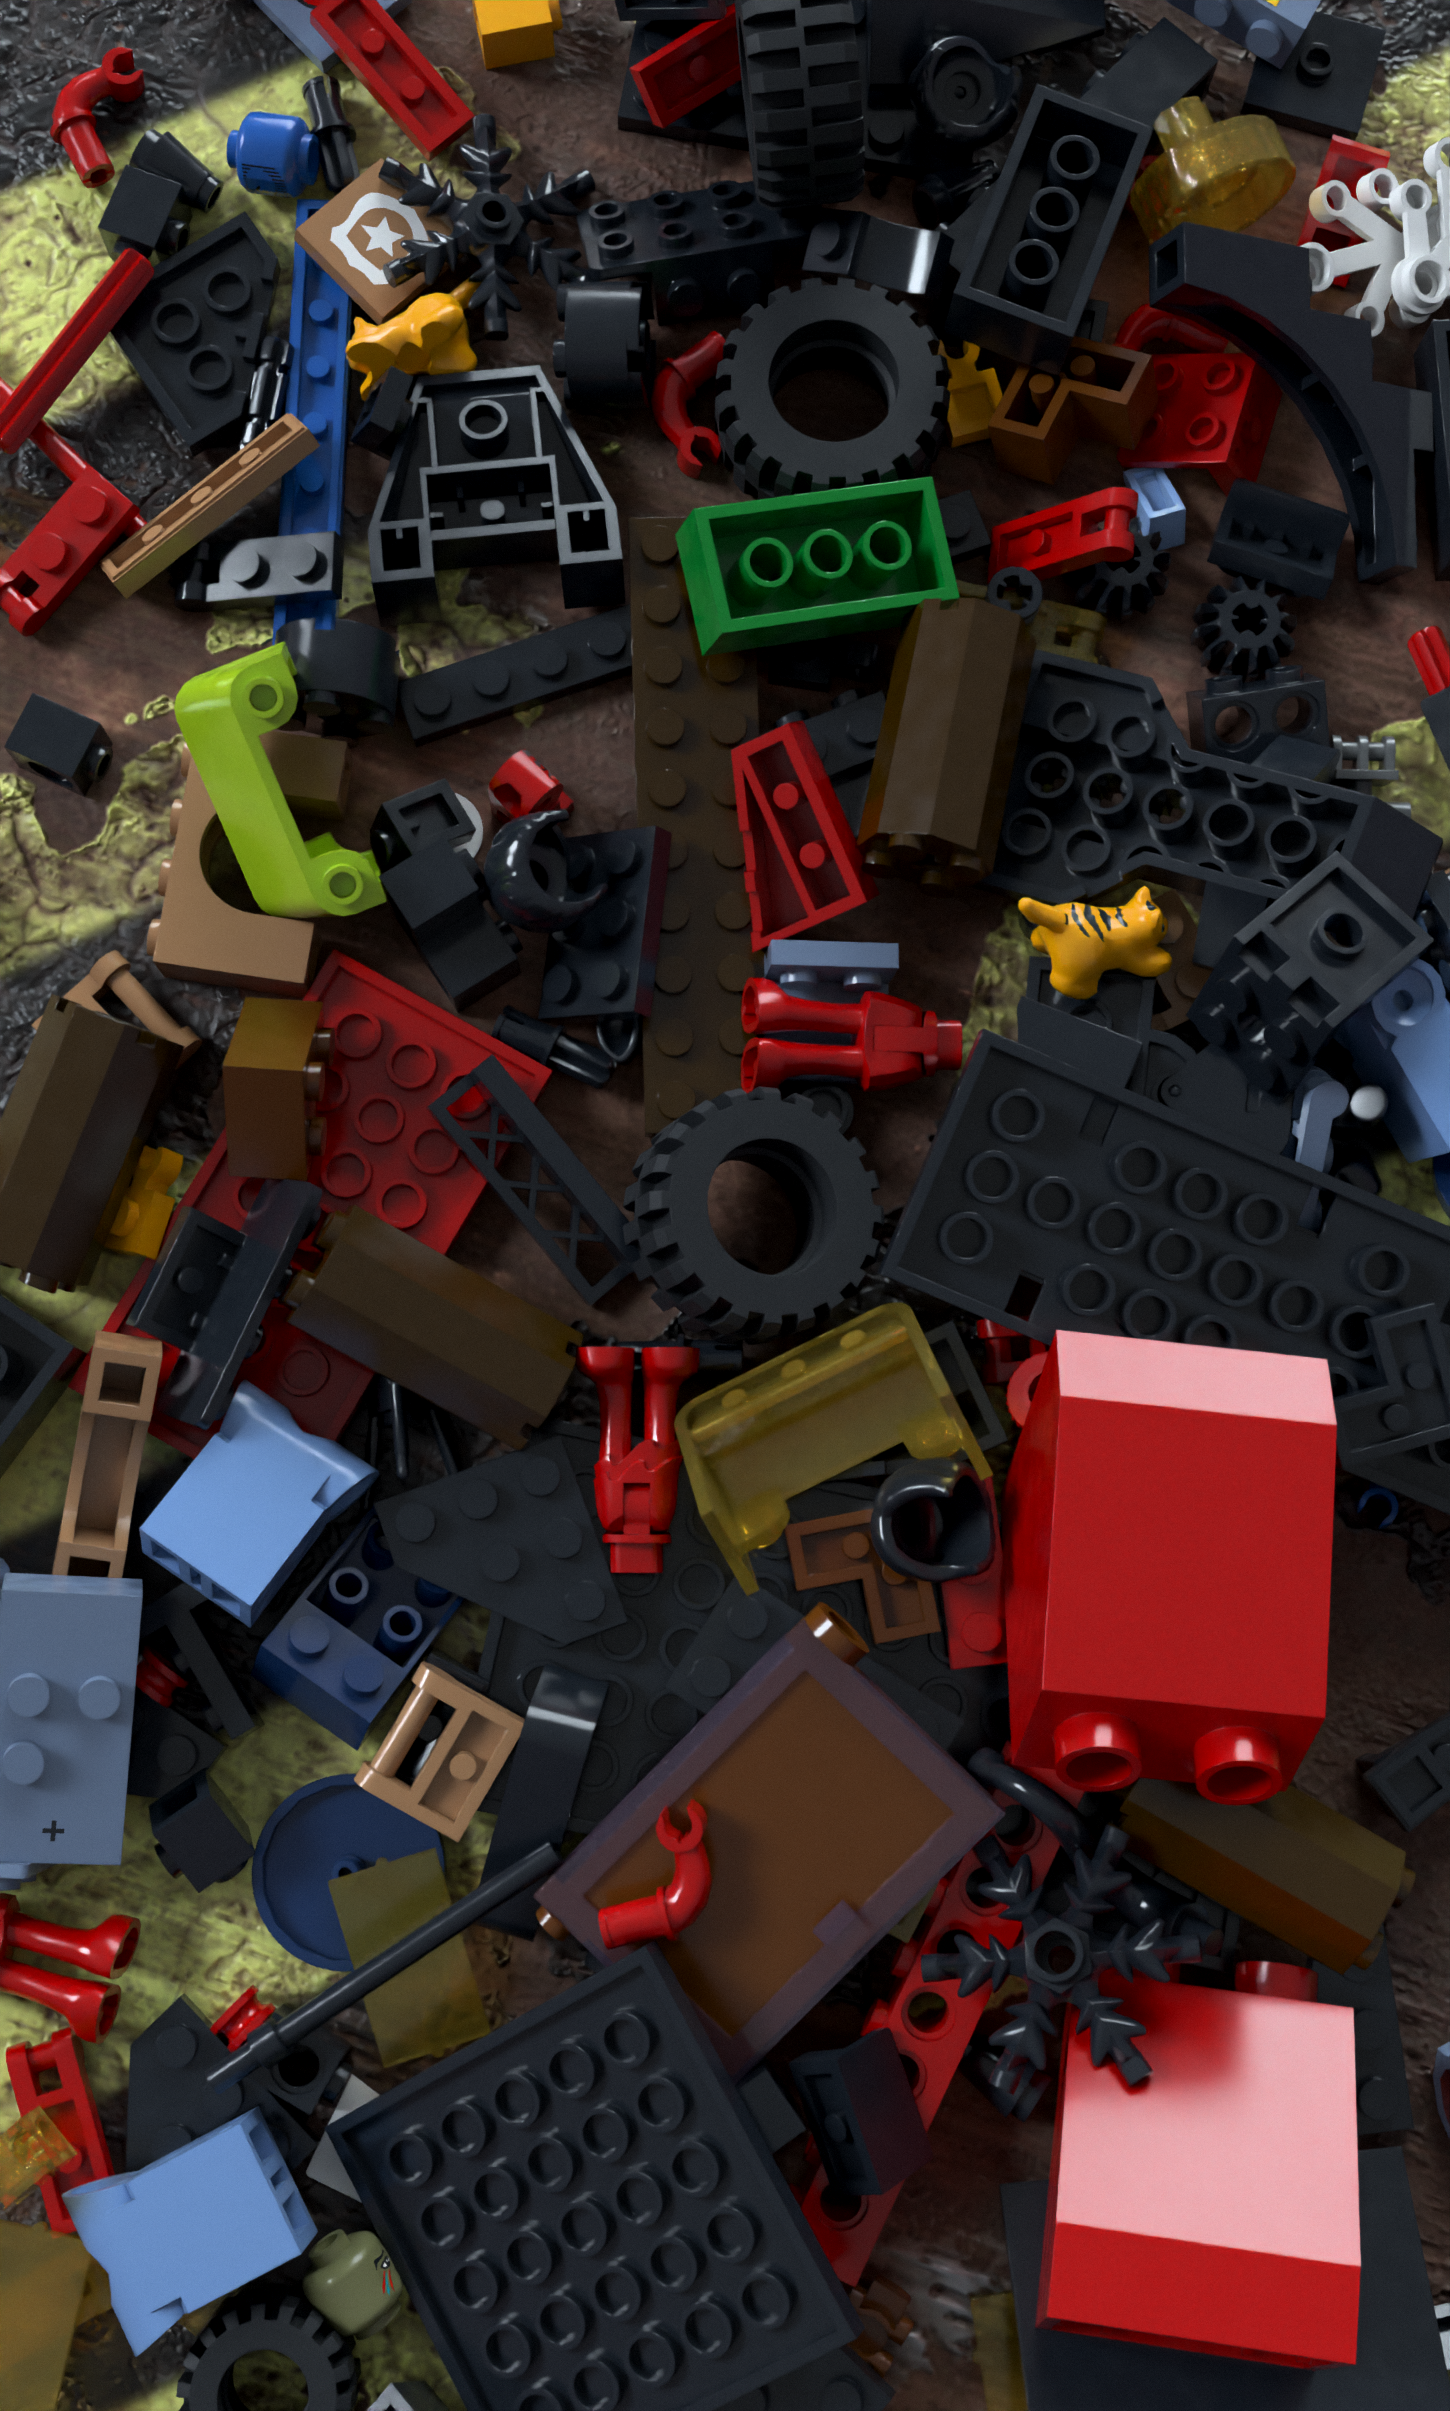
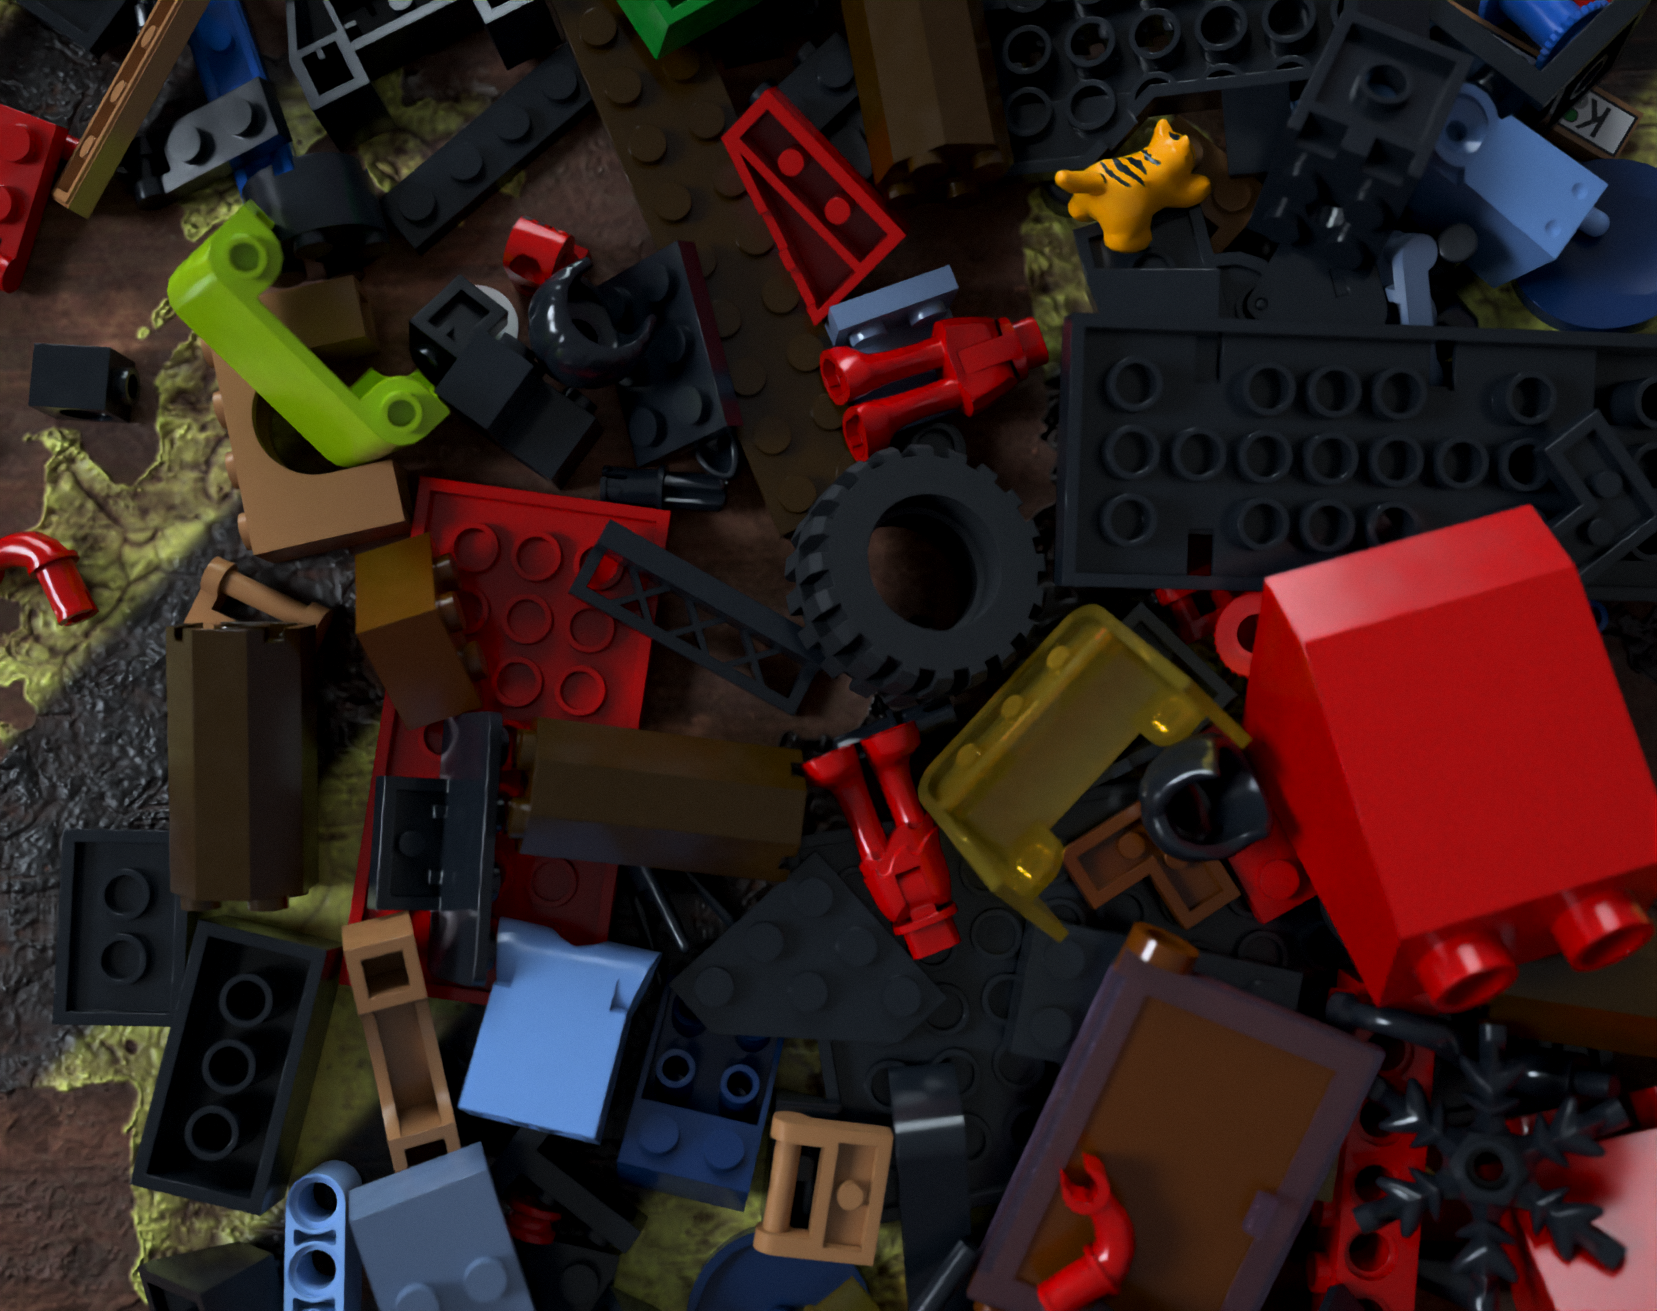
camera: 15 degrees left, 5 degrees up
(146, 1206) = (341, 786): light orange plate -> none

